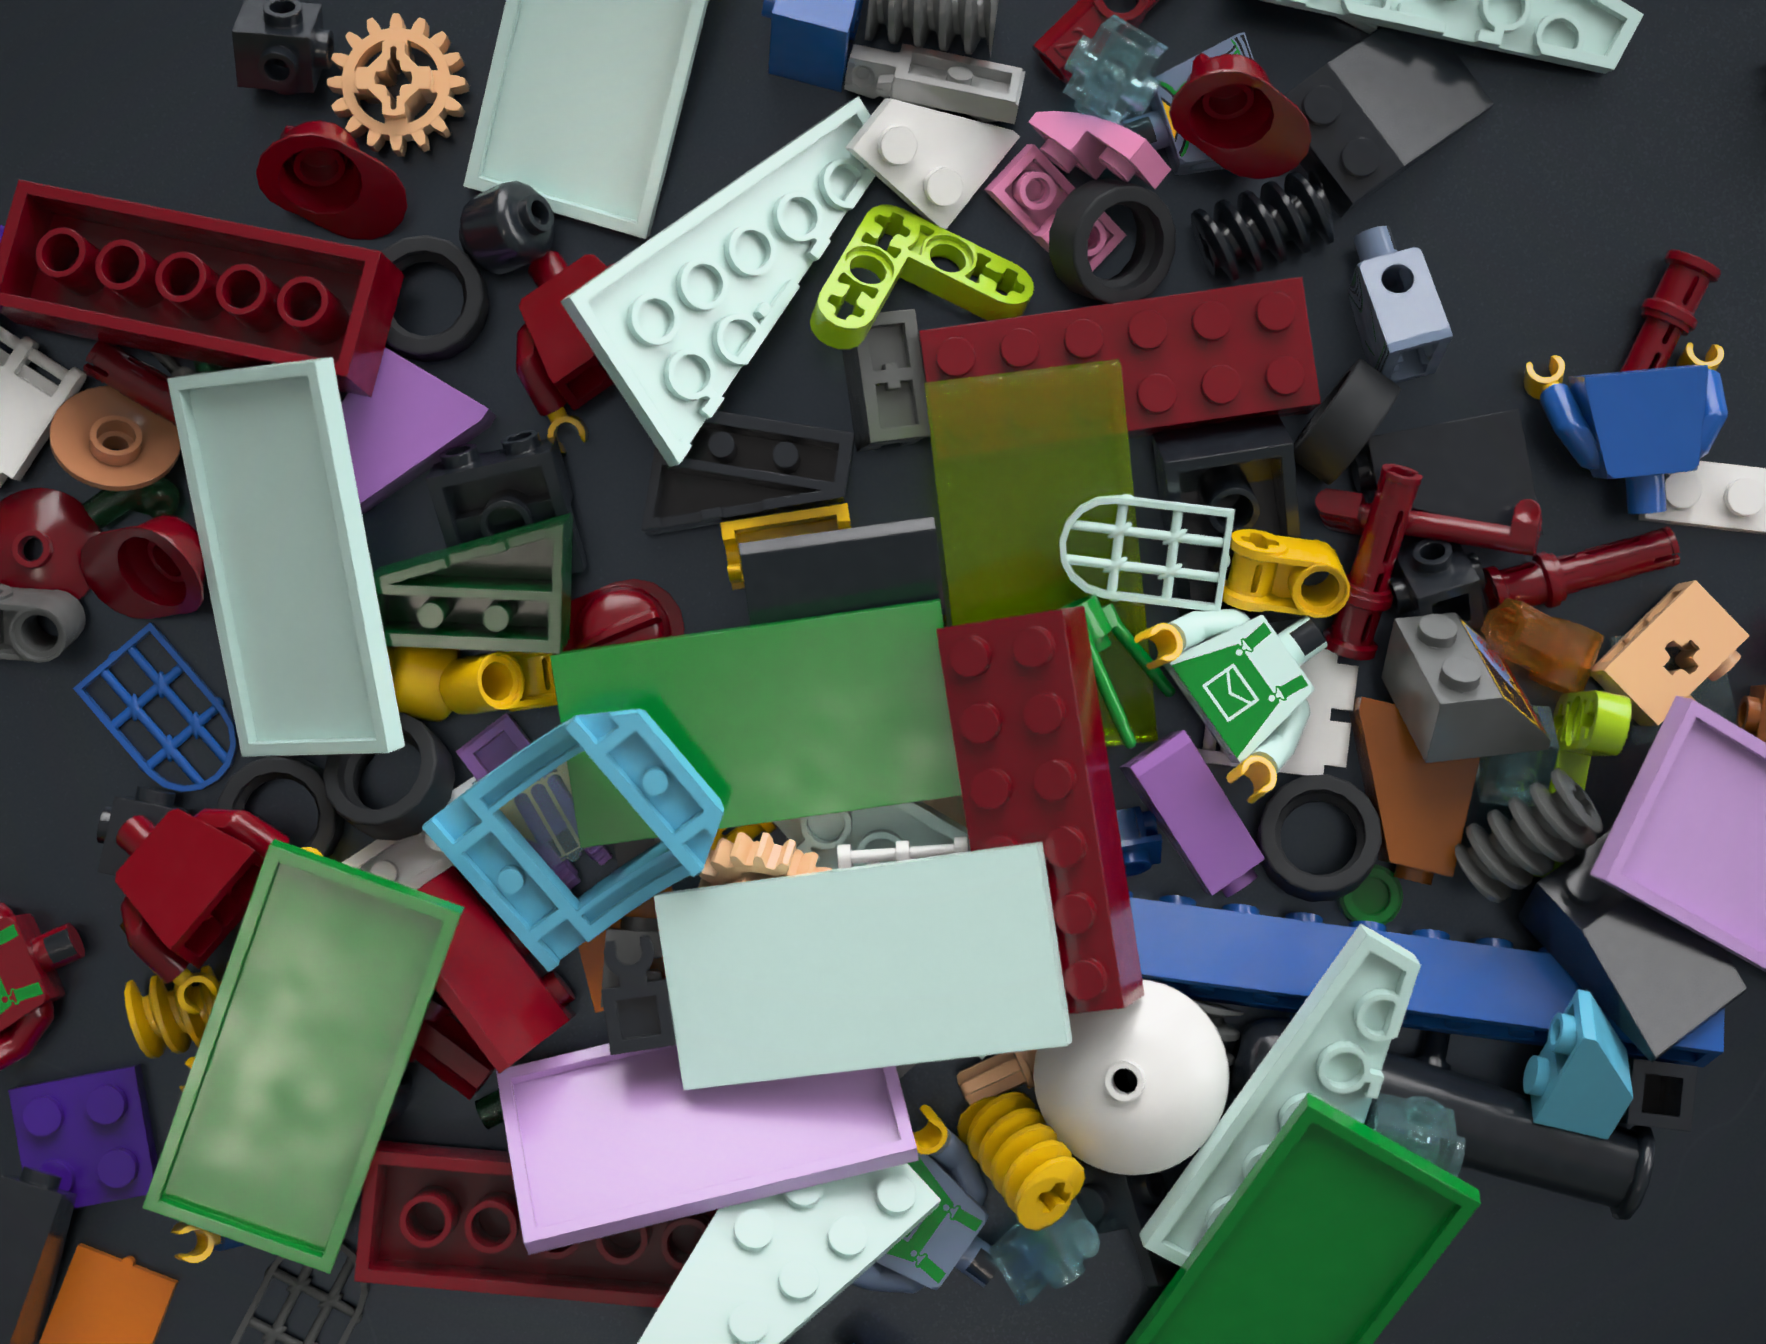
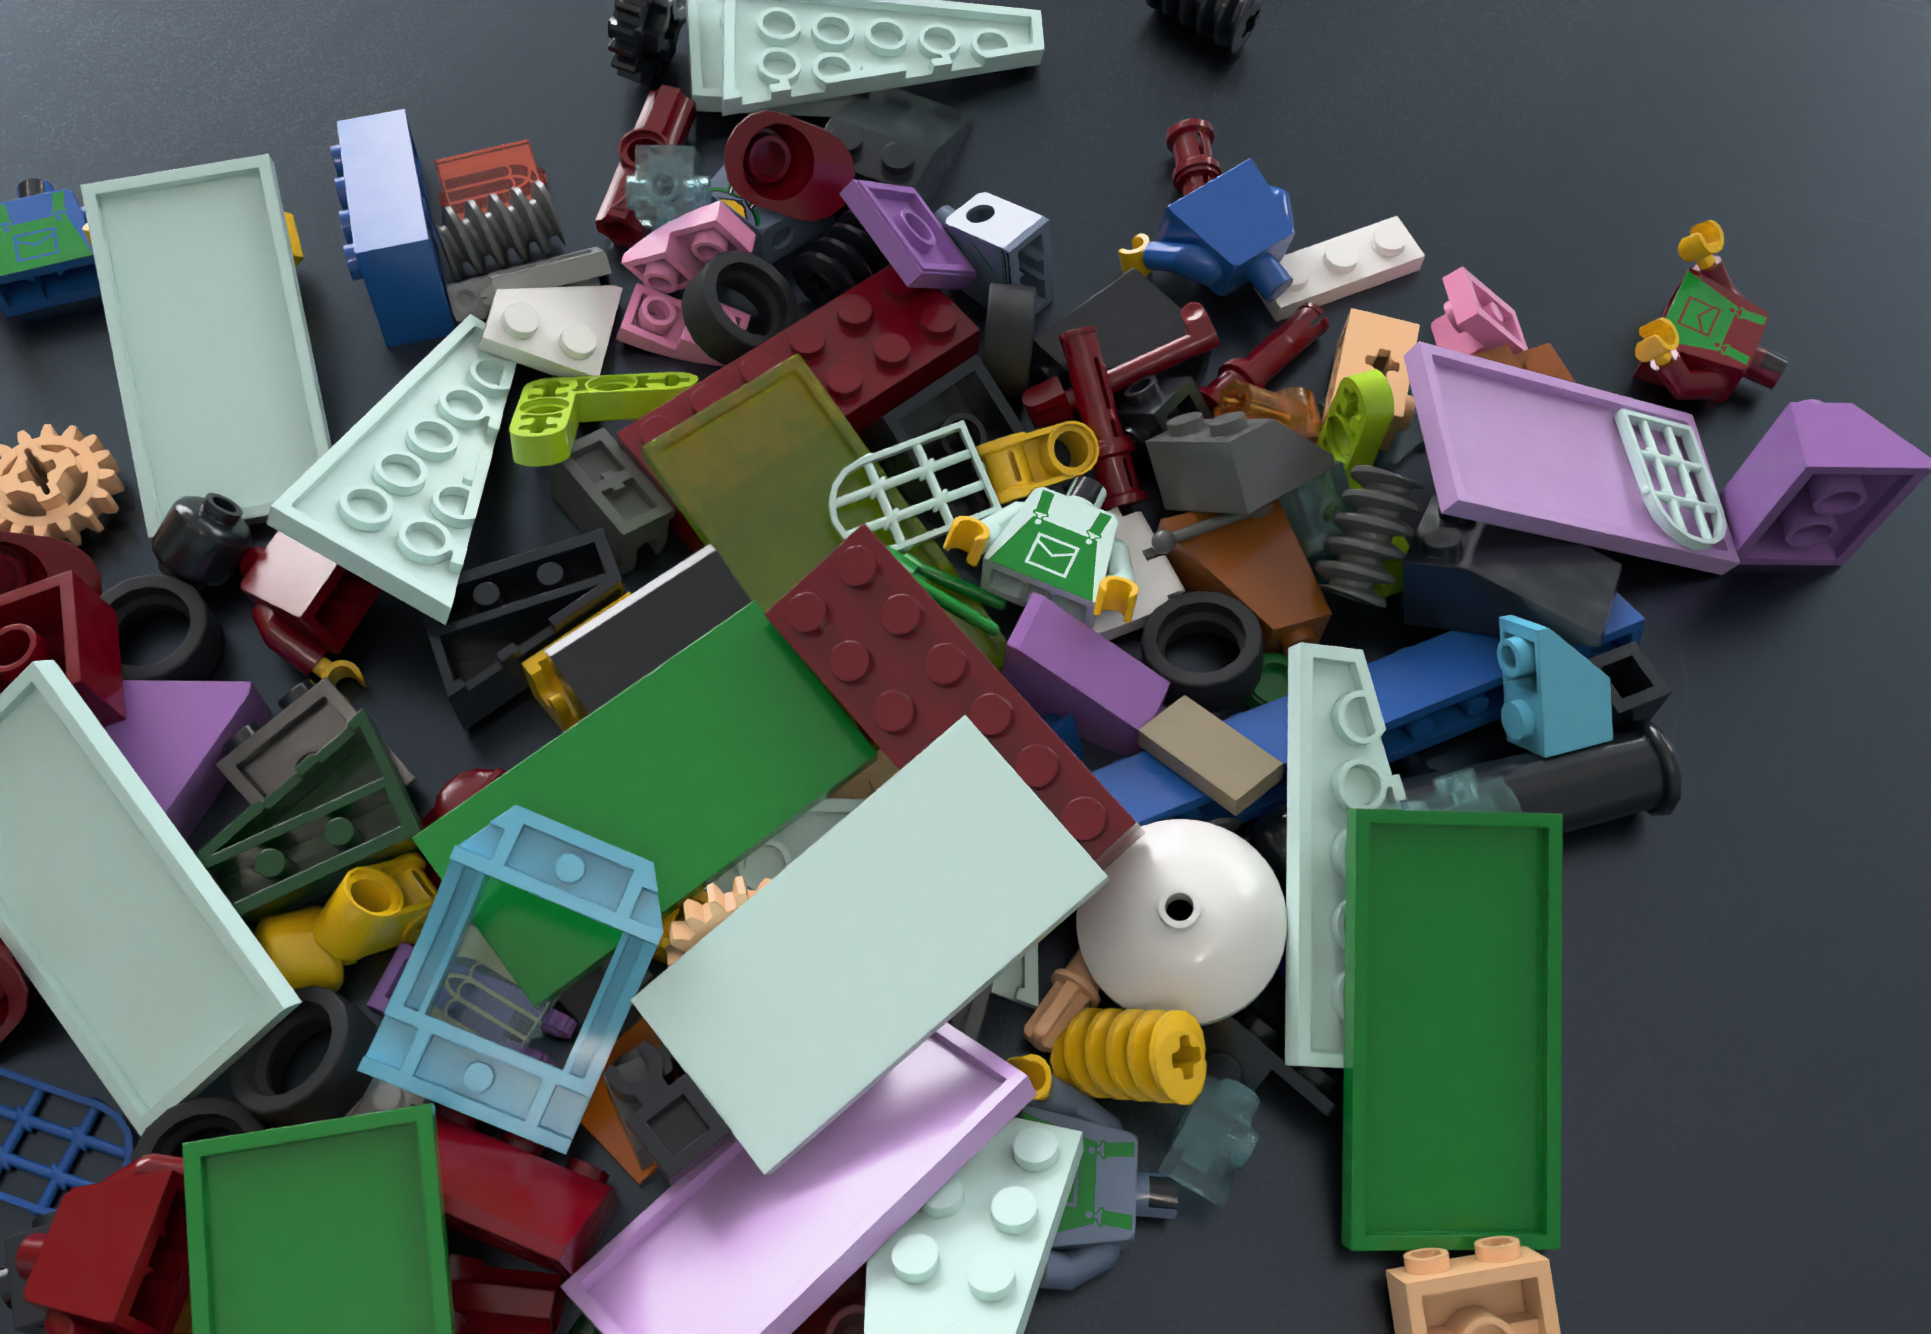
camera: 30 degrees left, 25 degrees down
(1248, 952) = (1210, 755): none -> dark tan tile
(1308, 274) = (909, 235): none -> medium lavender plate
(1350, 723) = (1165, 541): none -> dark grey hinge

